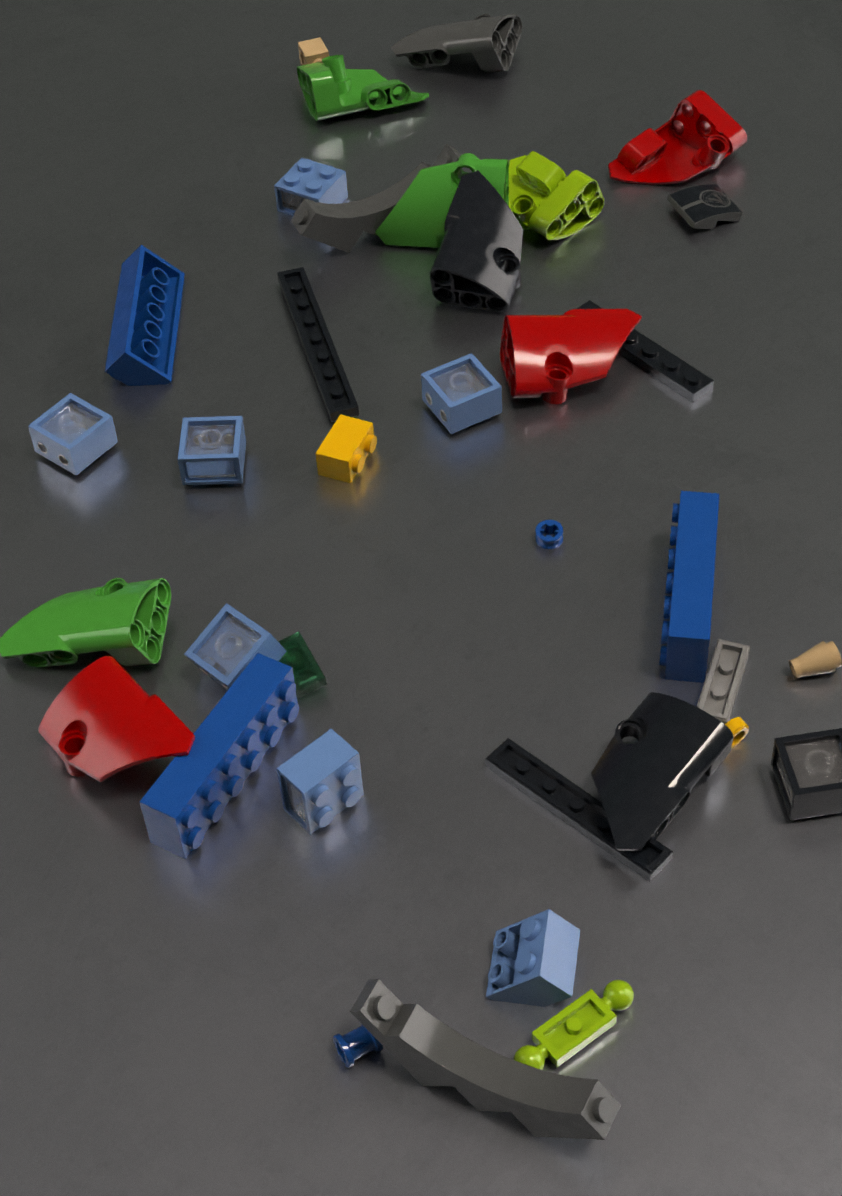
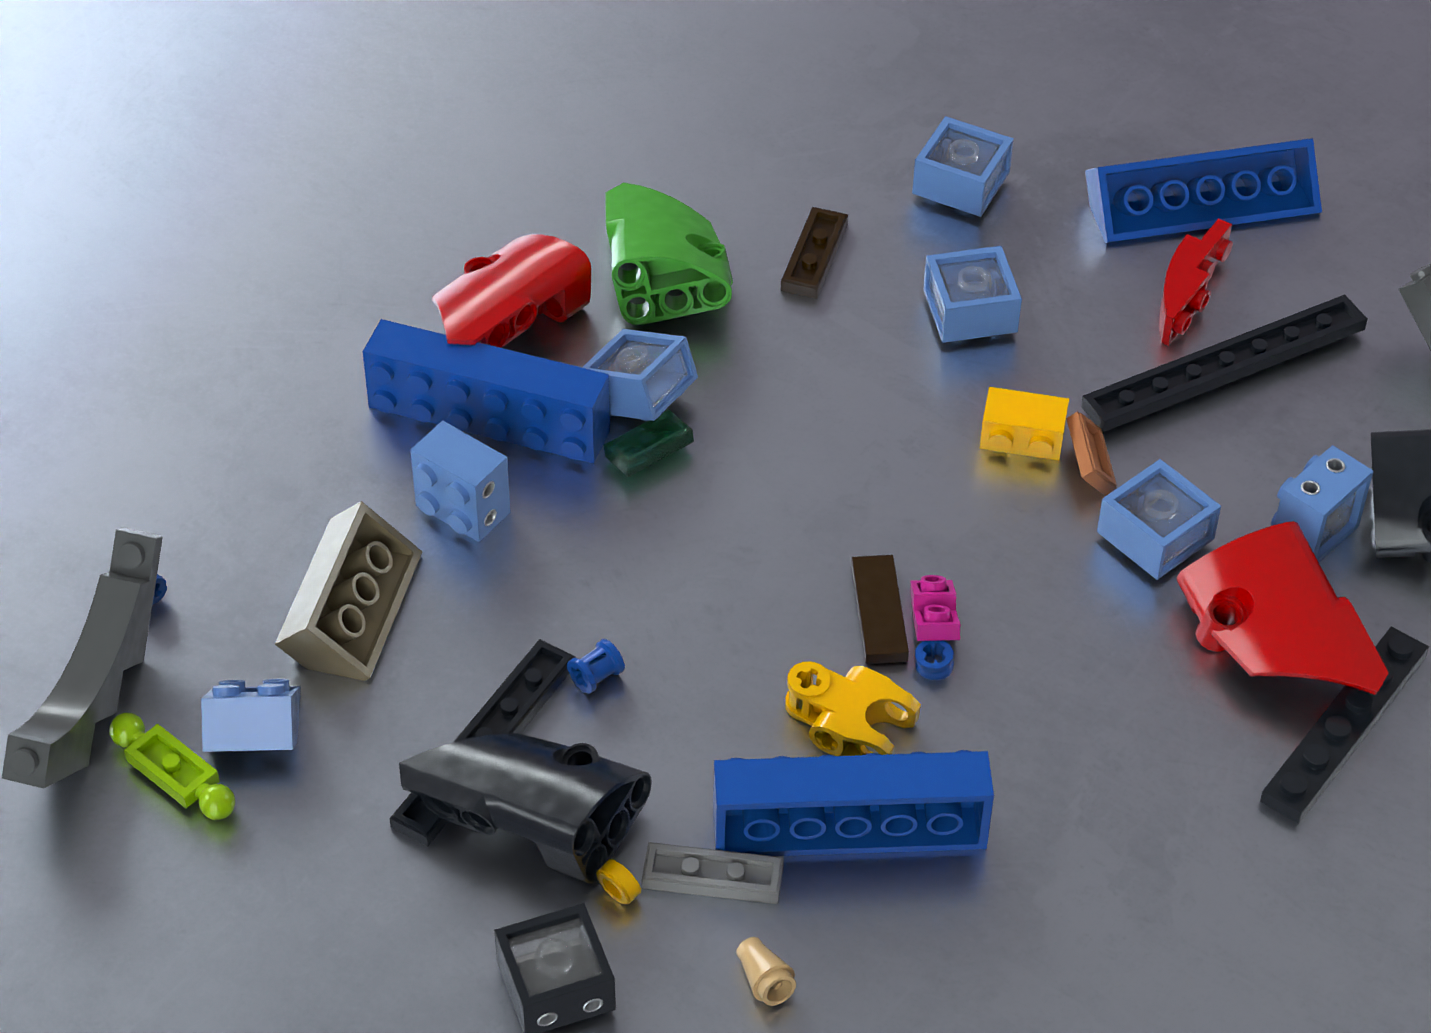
camera: 75 degrees right, 0 degrees up
(117, 541) = (814, 252): none -> dark brown tile
(237, 346) = (1188, 279): none -> red slope
(387, 418) = (1091, 453): none -> nougat tile
(412, 883) = (349, 595): none -> dark tan slope
(474, 313) = (1325, 499): none -> medium blue piece
(496, 556) = (879, 609): none -> dark brown tile
(500, 526) = (934, 609): none -> dark pink slope
(523, 724) = (596, 666): none -> blue bush
(591, 584) = (846, 706): none -> yellow piece

